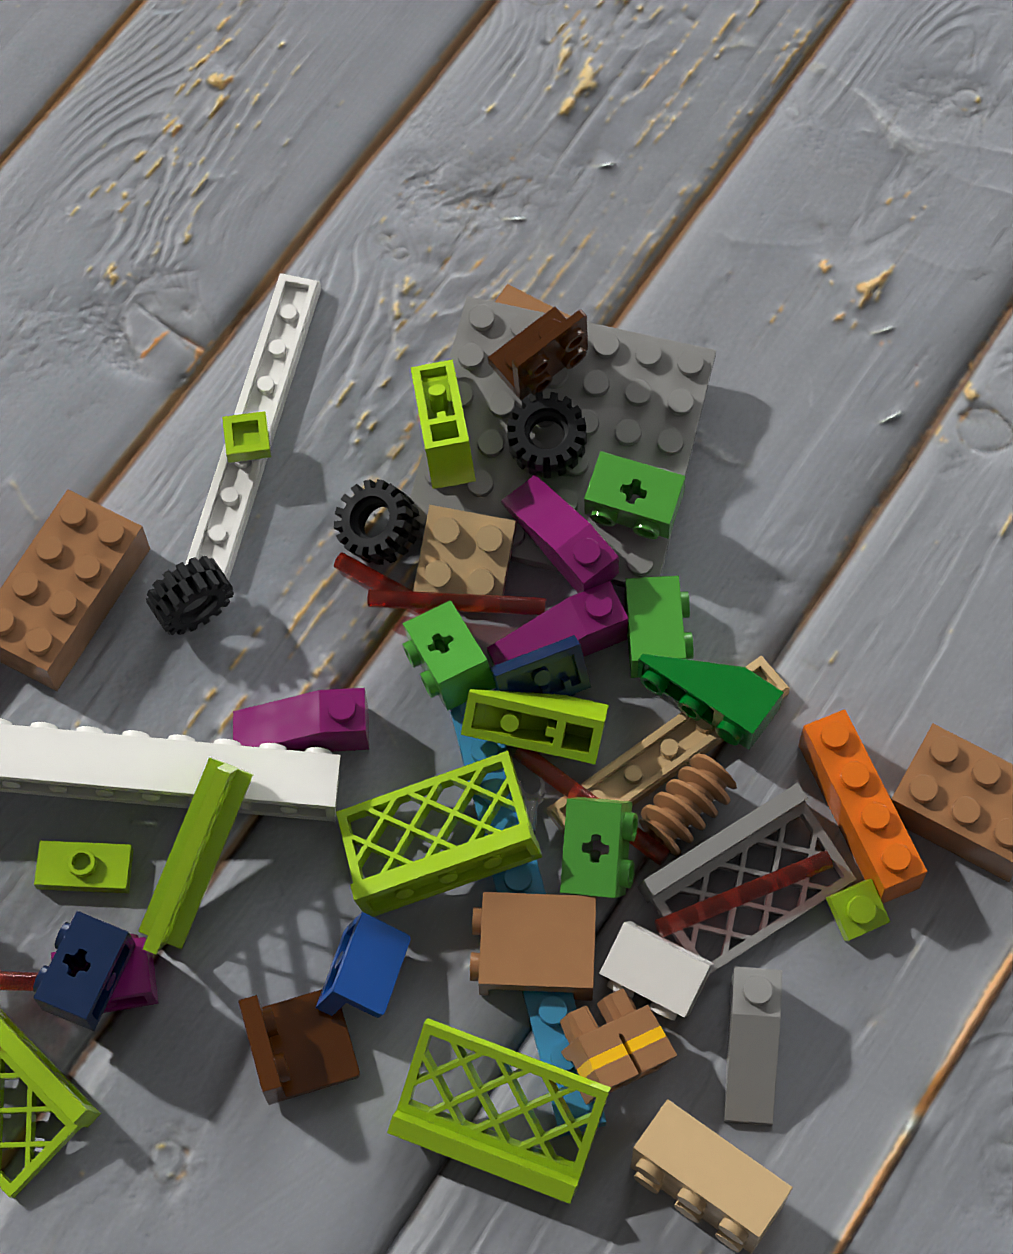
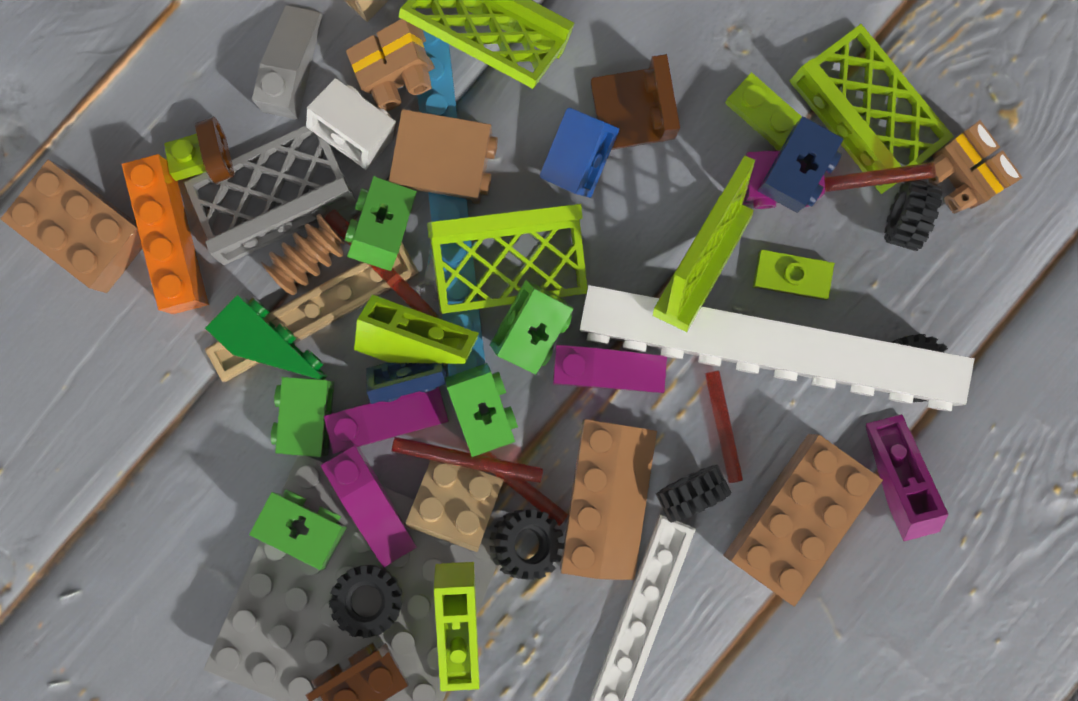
camera: 175 degrees left, 20 degrees up
(130, 1065) = (763, 110): none -> lime plate
(157, 679) = (724, 427): none -> clear red bar
(246, 437) = (632, 643): lime plate -> none
(289, 584) = (608, 501): none -> medium nougat slope
(399, 752) = (531, 308): none -> bright green brick
(743, 893) = (272, 175): clear red bar -> none
(822, 915) = (214, 149): none -> reddish brown beam

